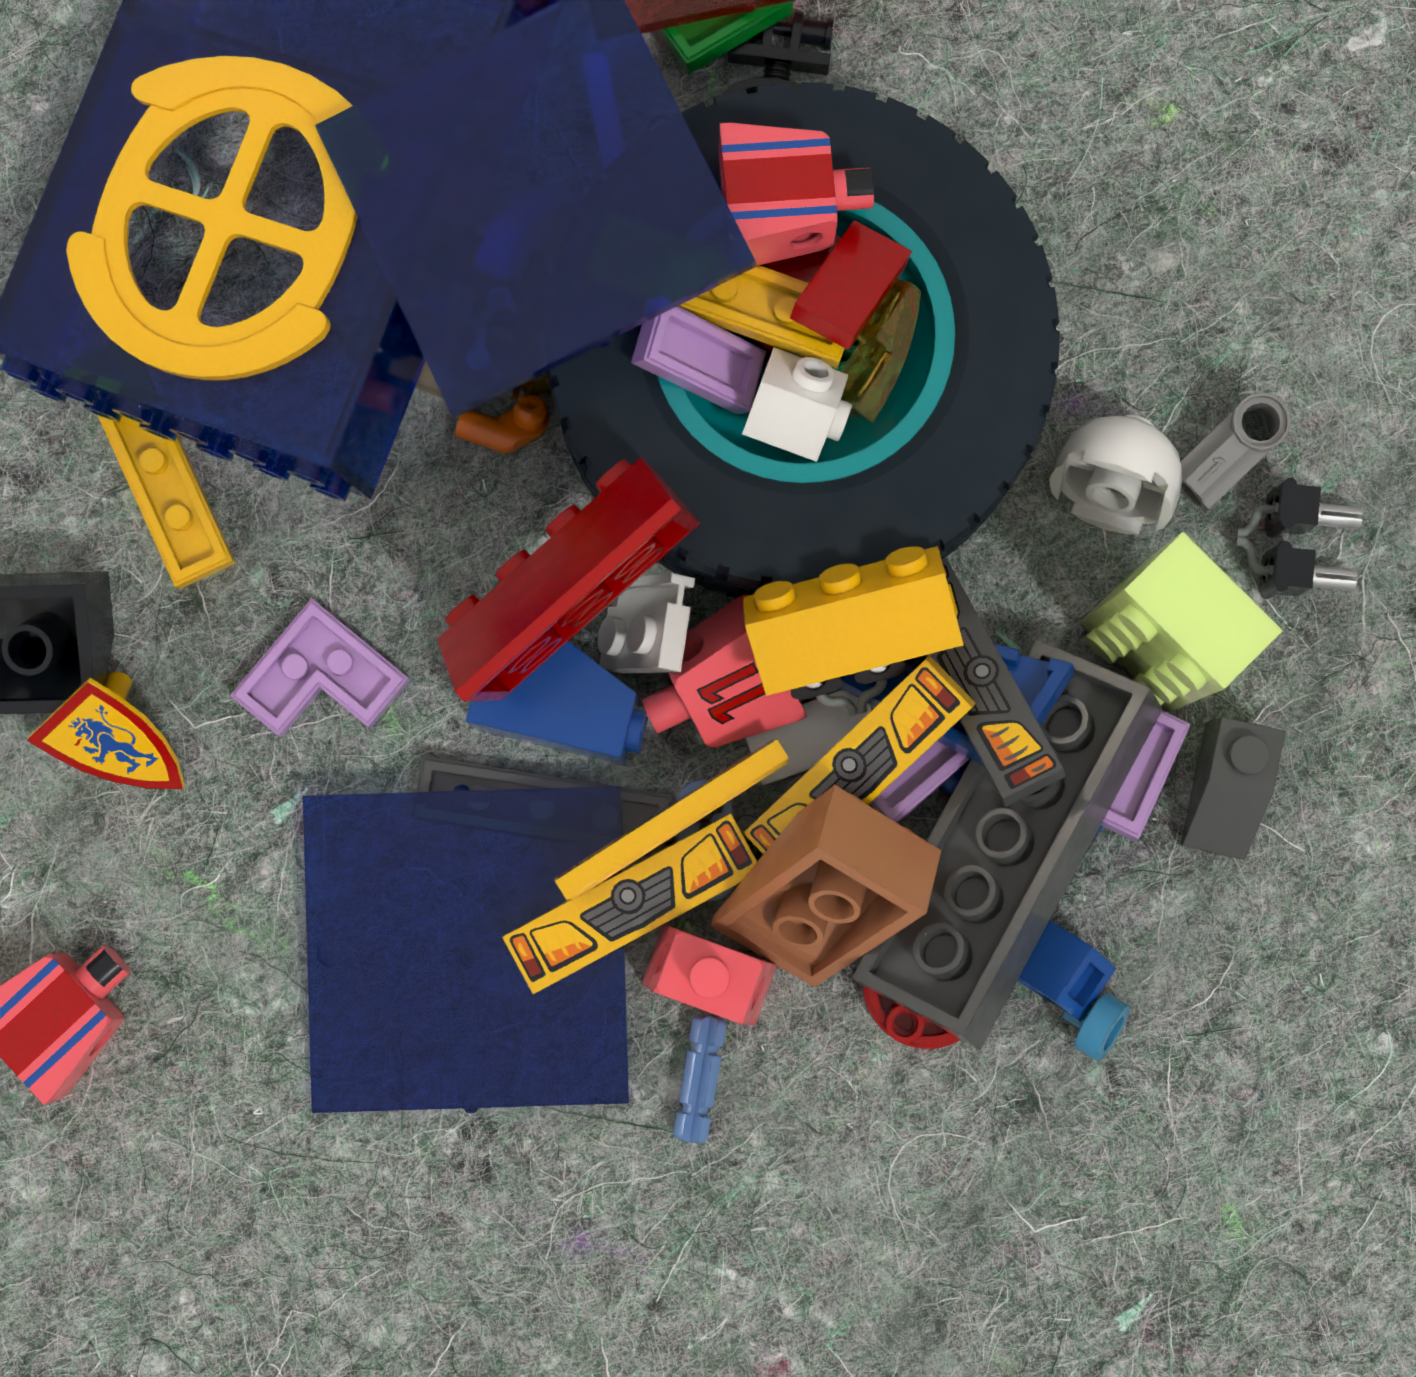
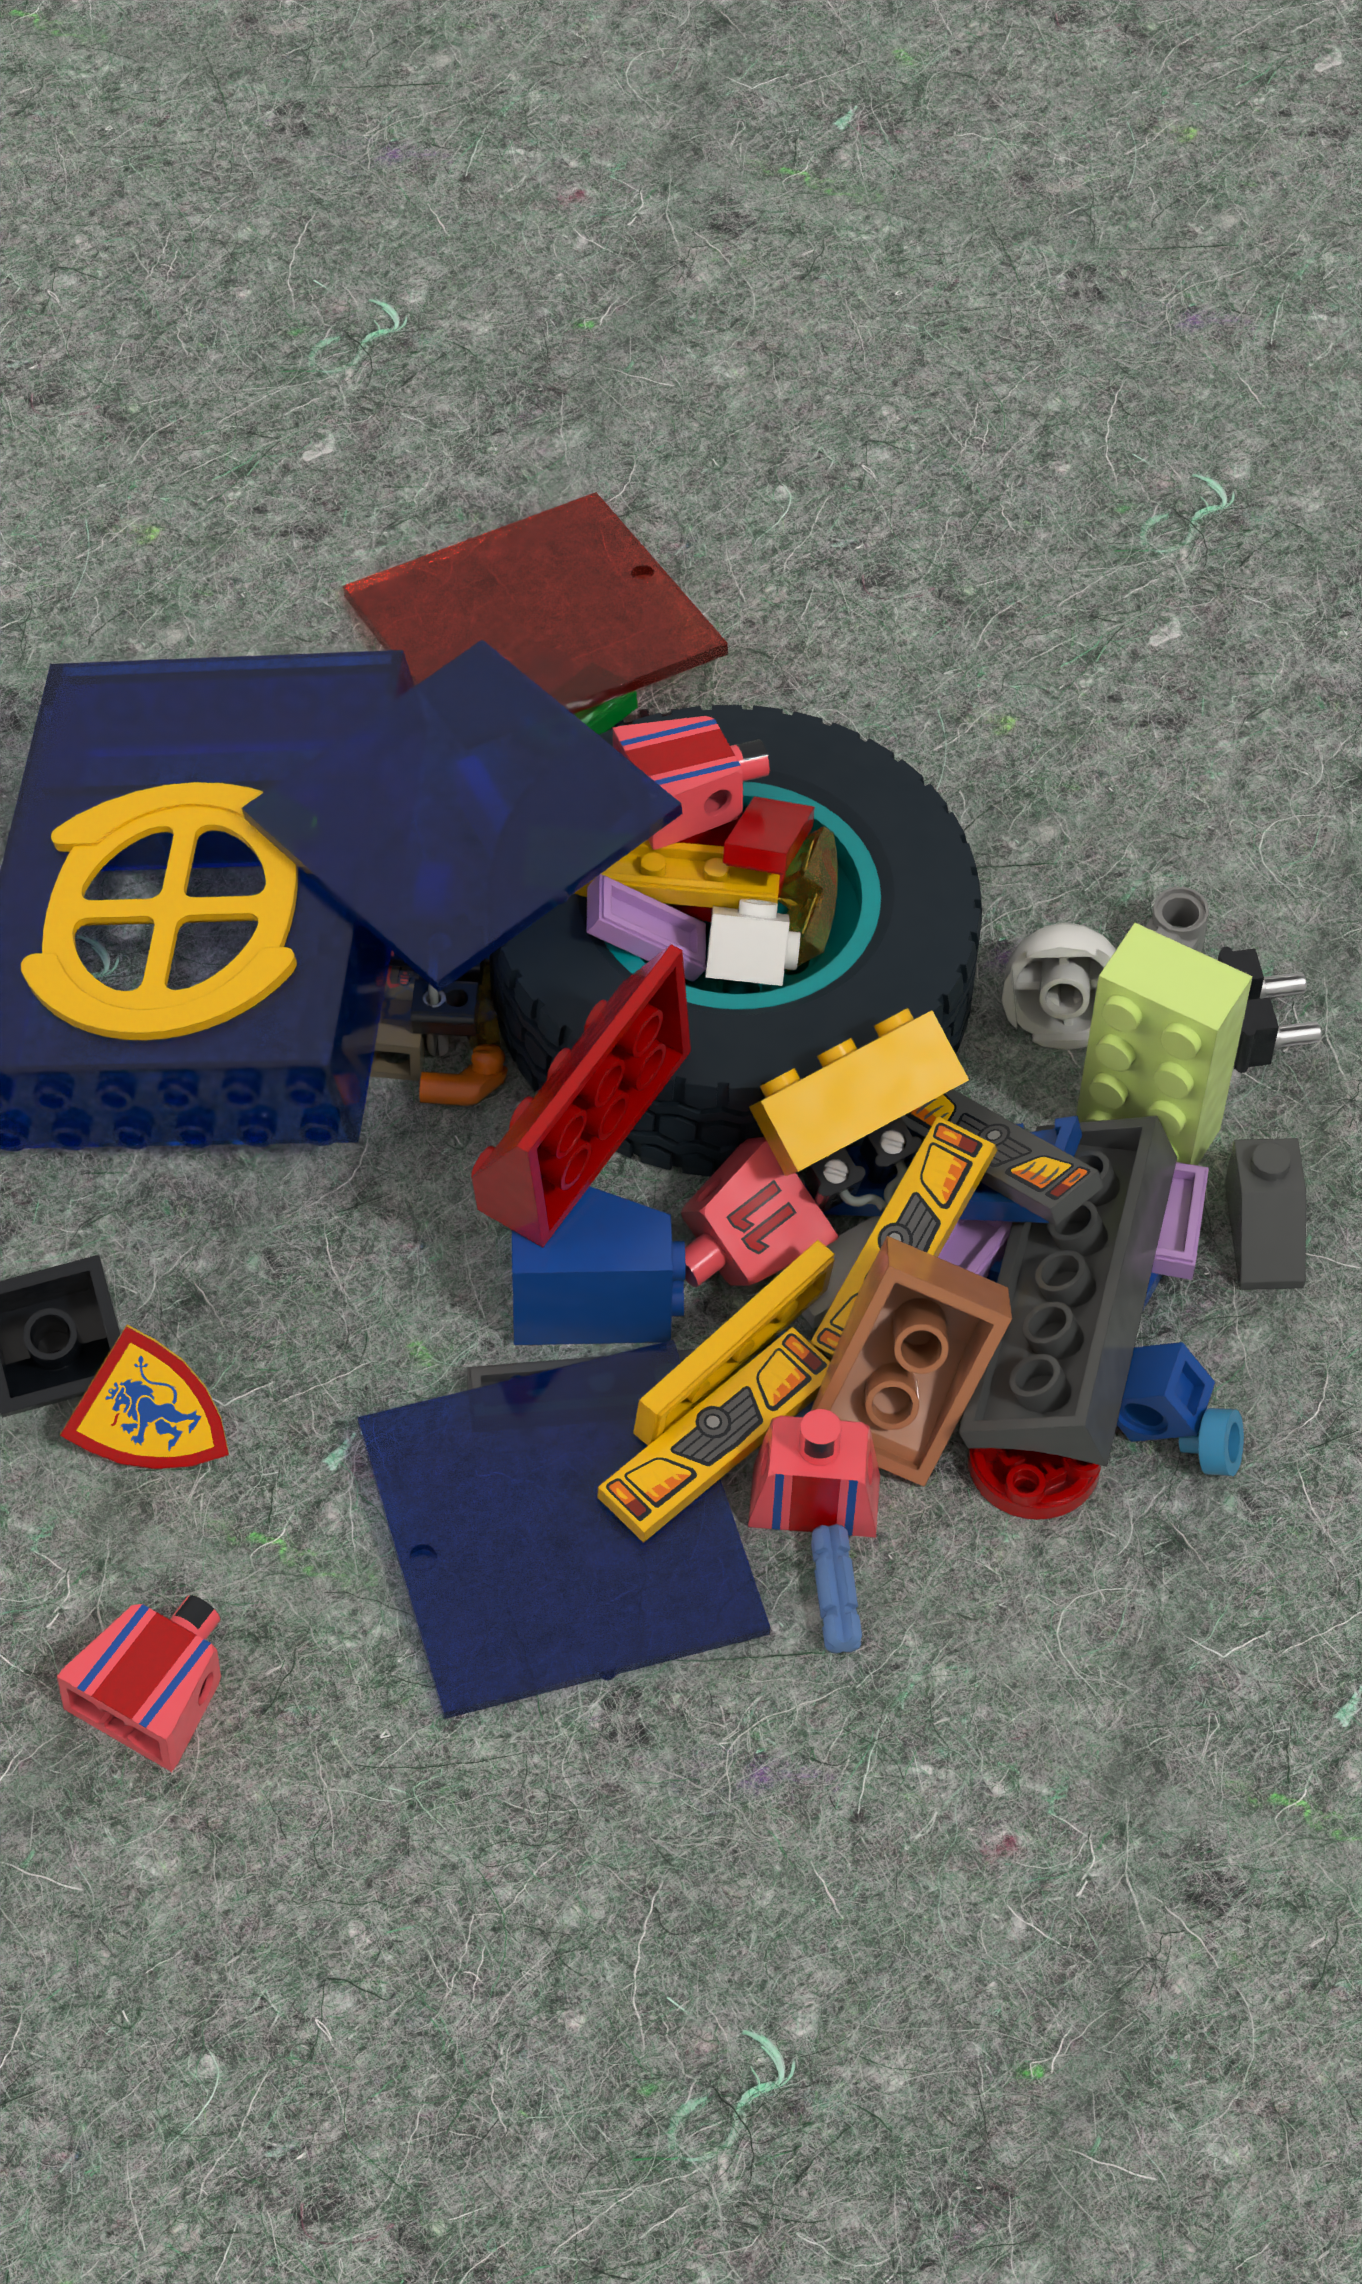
camera: 15 degrees left, 30 degrees down
(170, 502) = (146, 1210): yellow tile -> none
(317, 656) = (339, 1310): lavender tile -> none
(647, 626) = (666, 1172): white plate -> none

